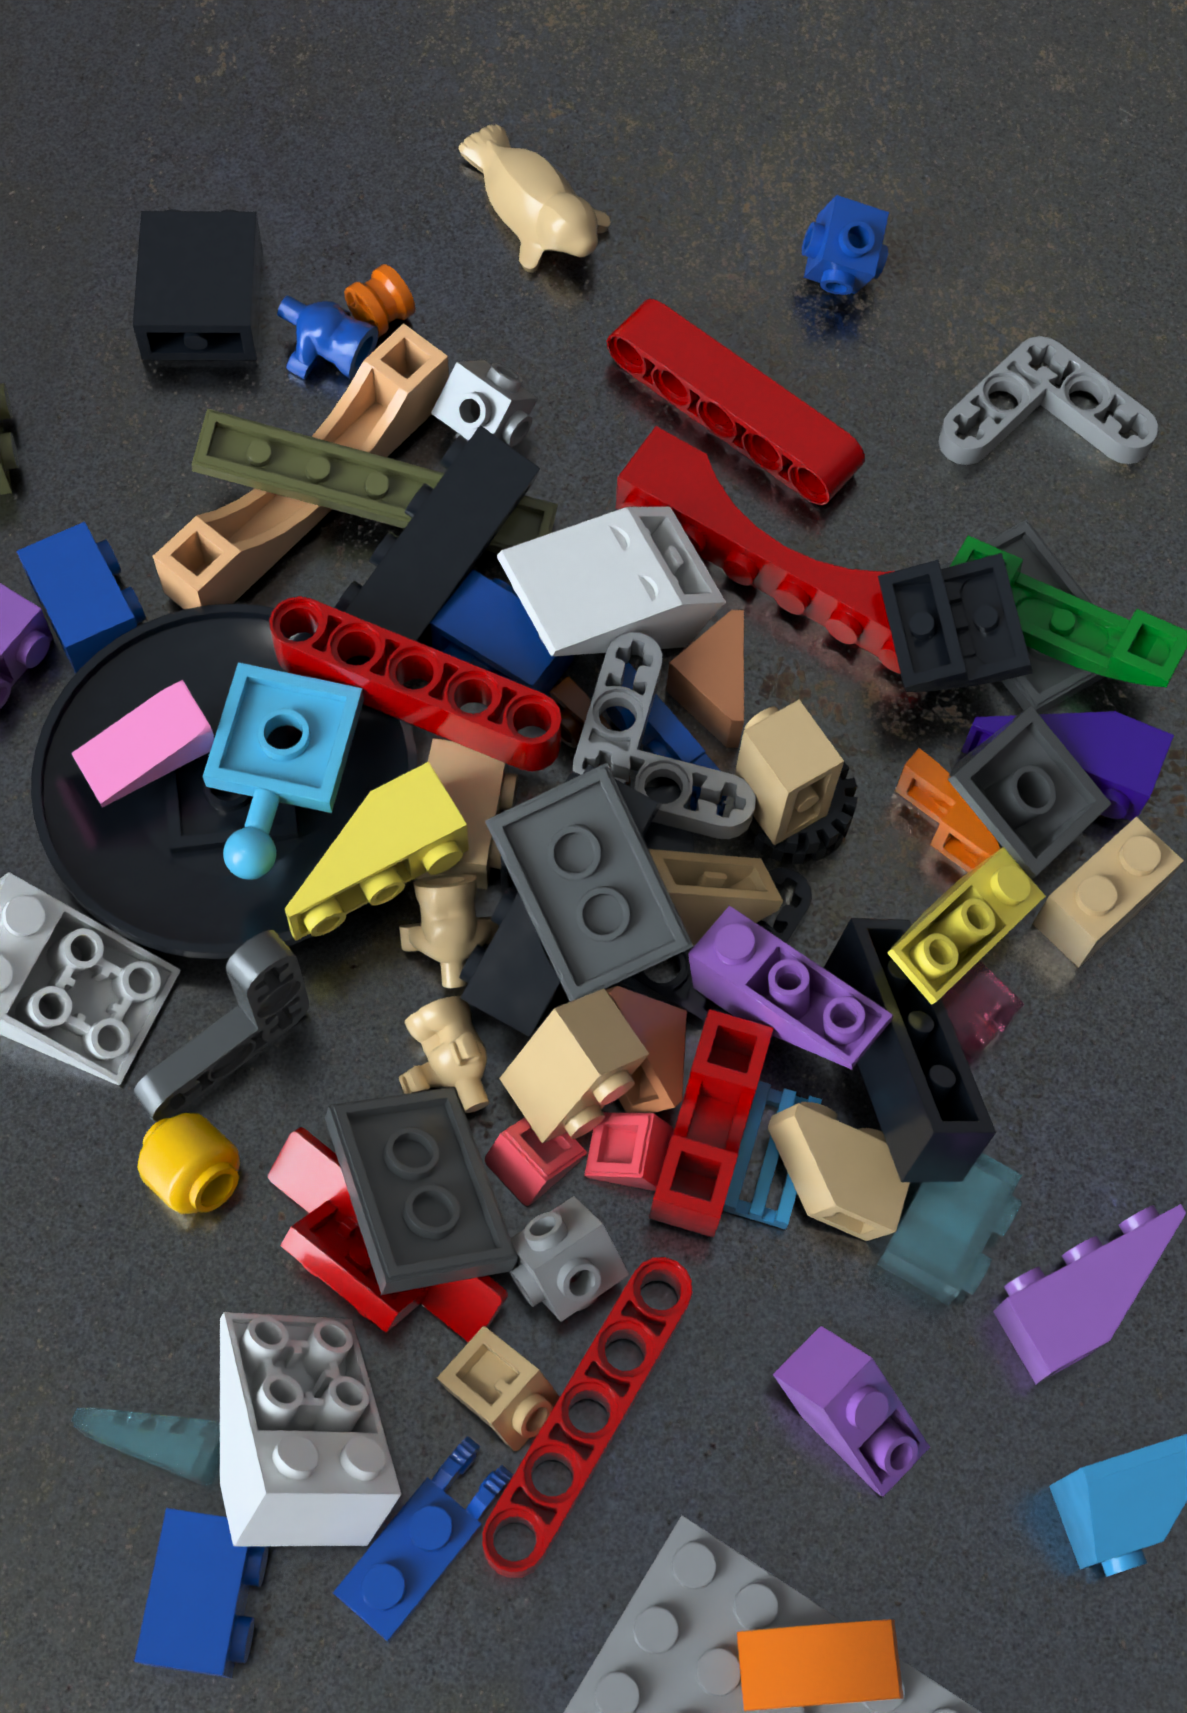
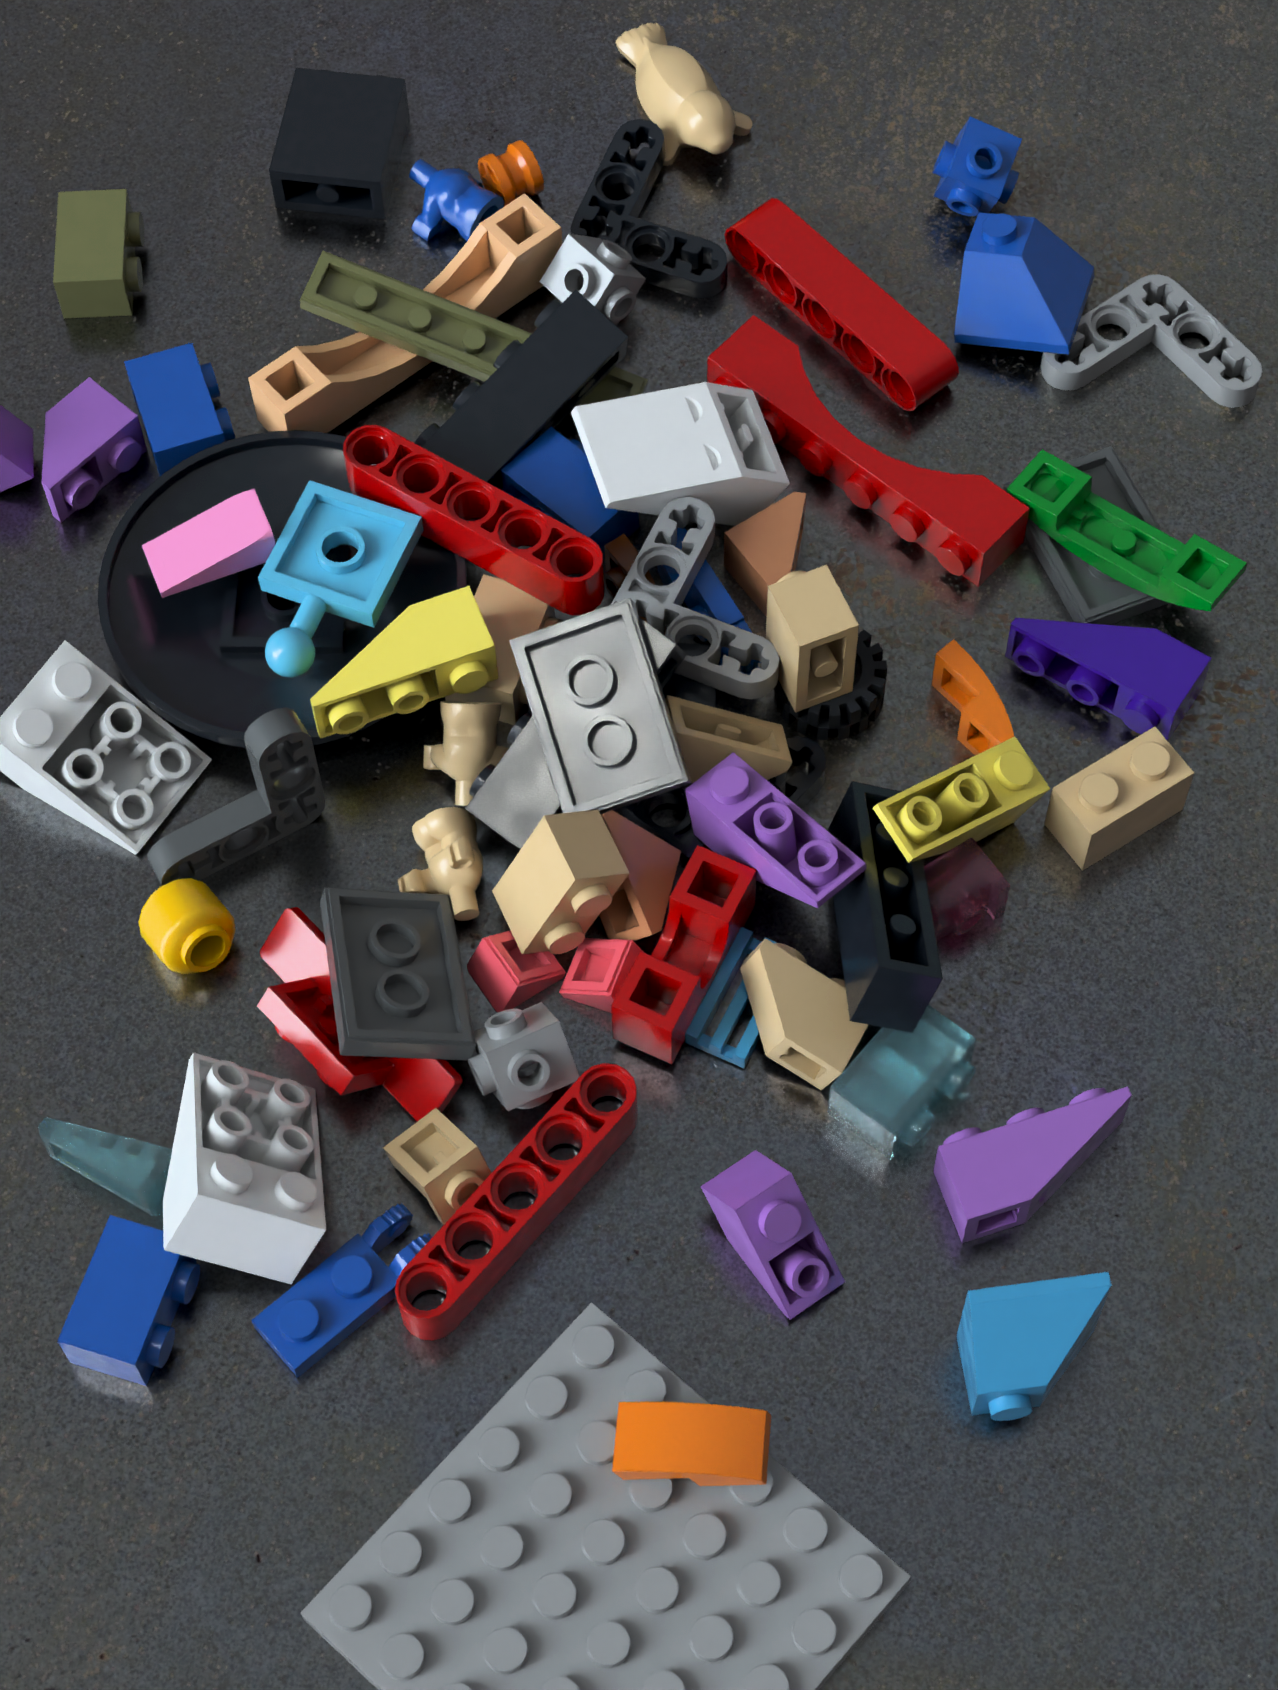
camera: 15 degrees right, 5 degrees down
(511, 348) = (630, 232): none -> black beam
(911, 365) = (1020, 286): none -> blue slope
(954, 624) = (1009, 528): black slope -> none
(1028, 791) = (1052, 690): dark grey slope -> none

